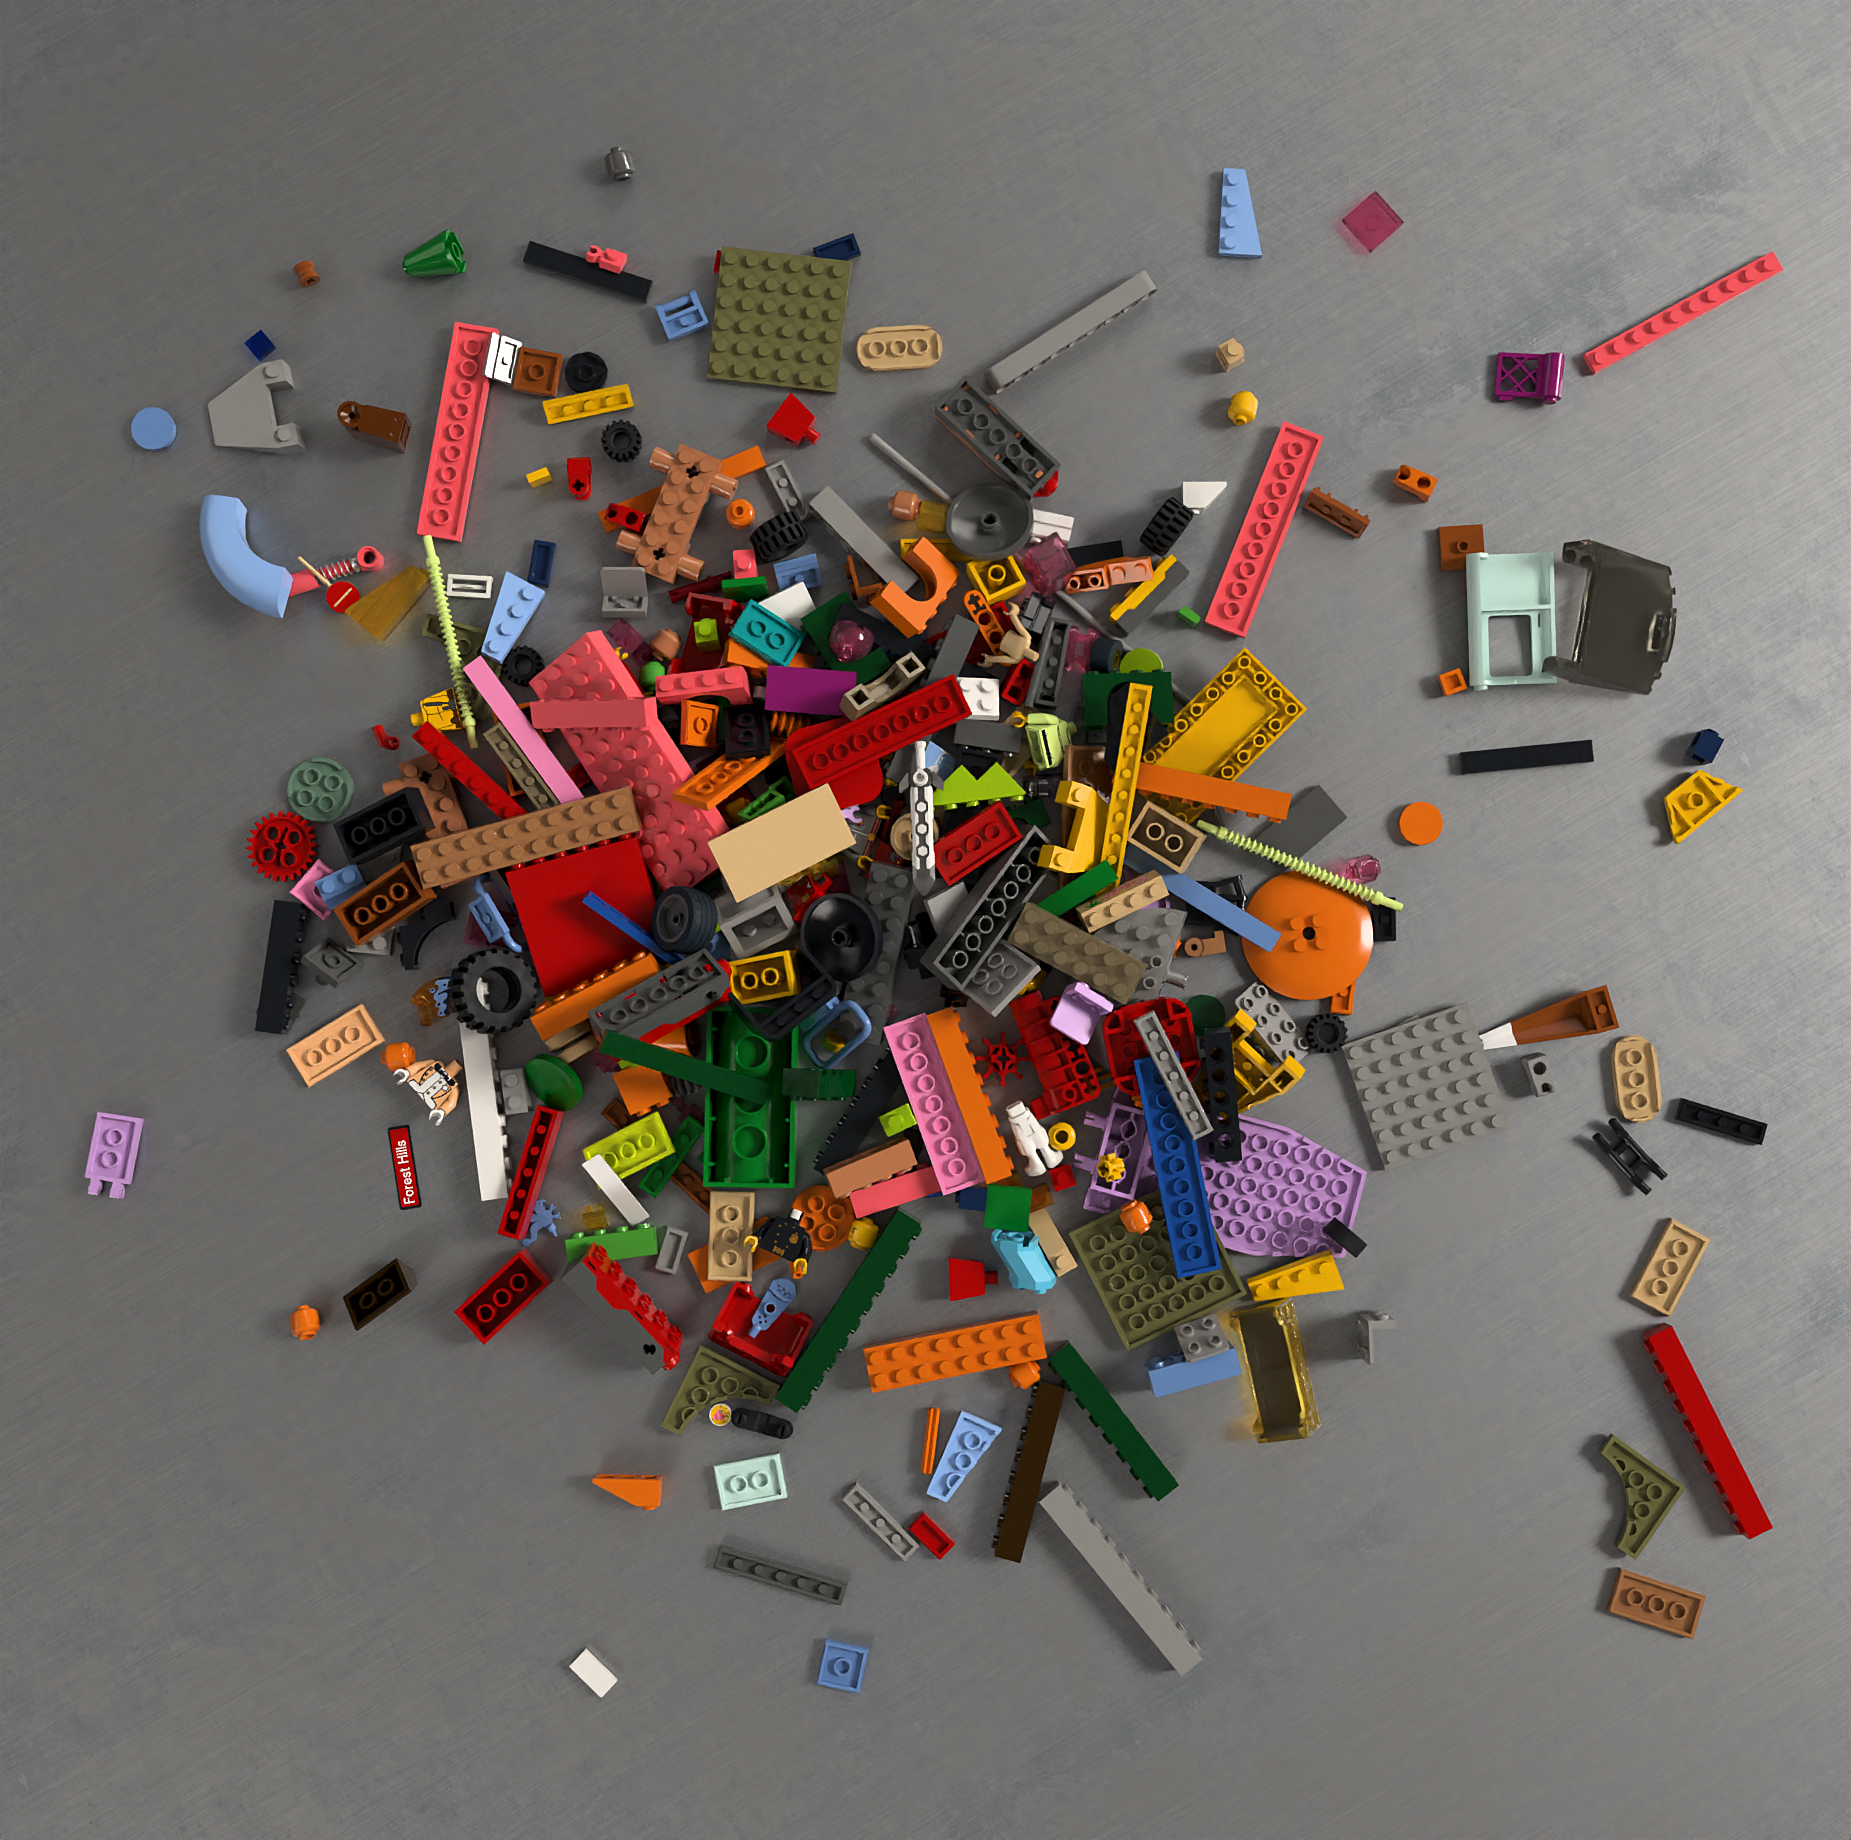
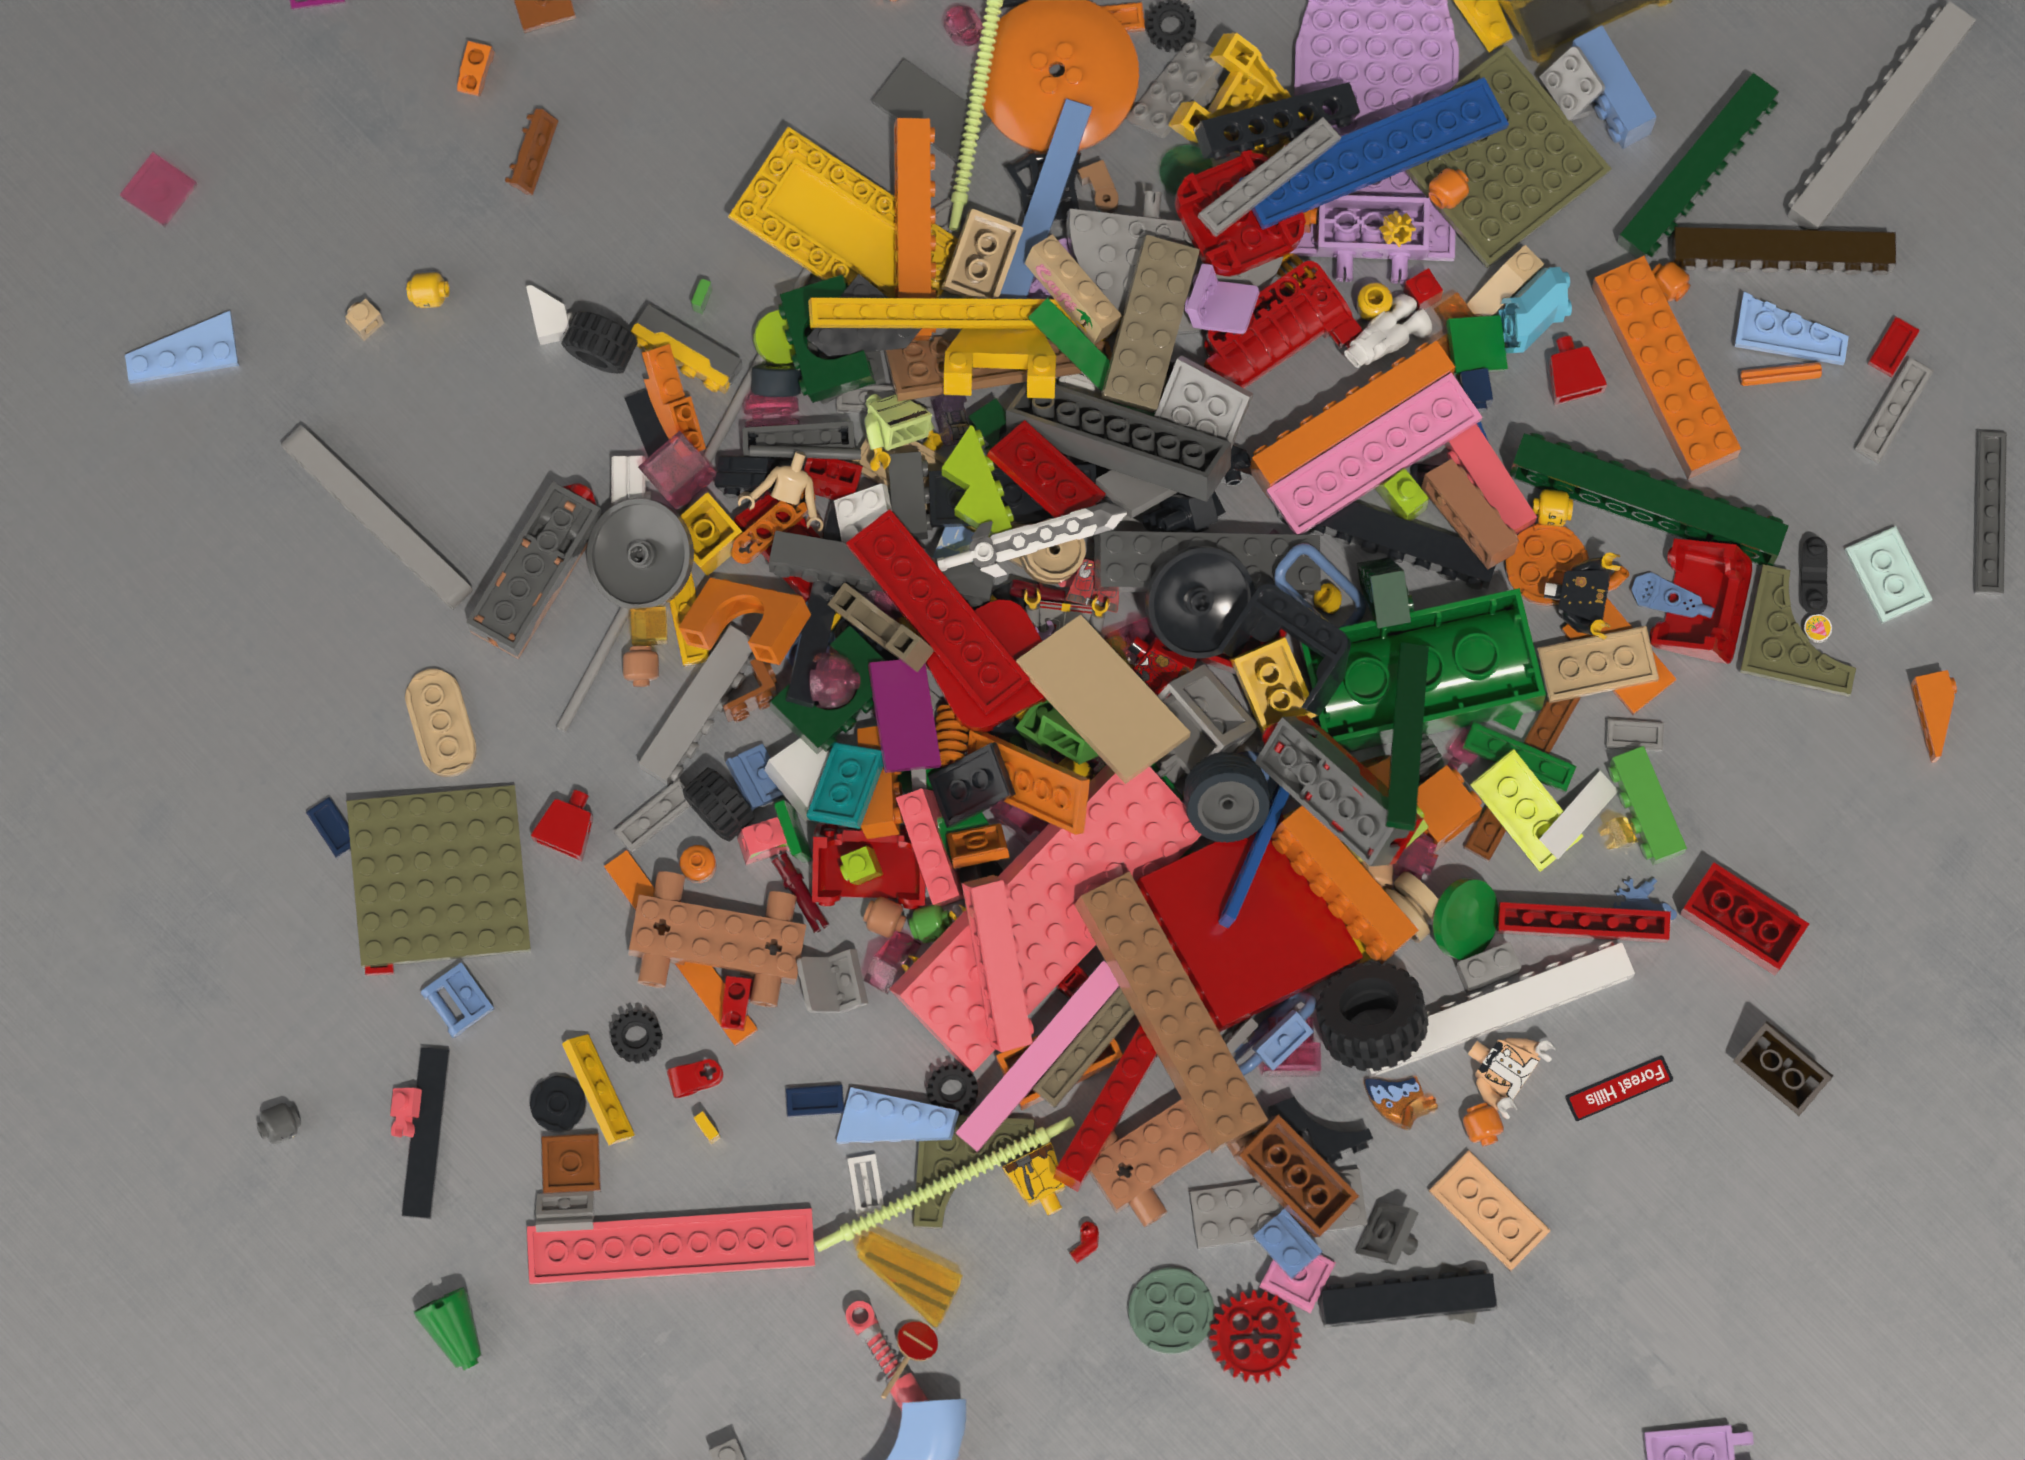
camera: 100 degrees left, 10 degrees down
(305, 1322) = (1843, 1159): orange head -> none
(376, 425) = (689, 1344): reddish brown piece -> none
(384, 826) = (1200, 1199): black brick -> none
(624, 1308) = (1718, 763): piece -> none
(1012, 1058) = (1297, 381): red gear -> none
(1263, 529) = (573, 232): coral plate -> none

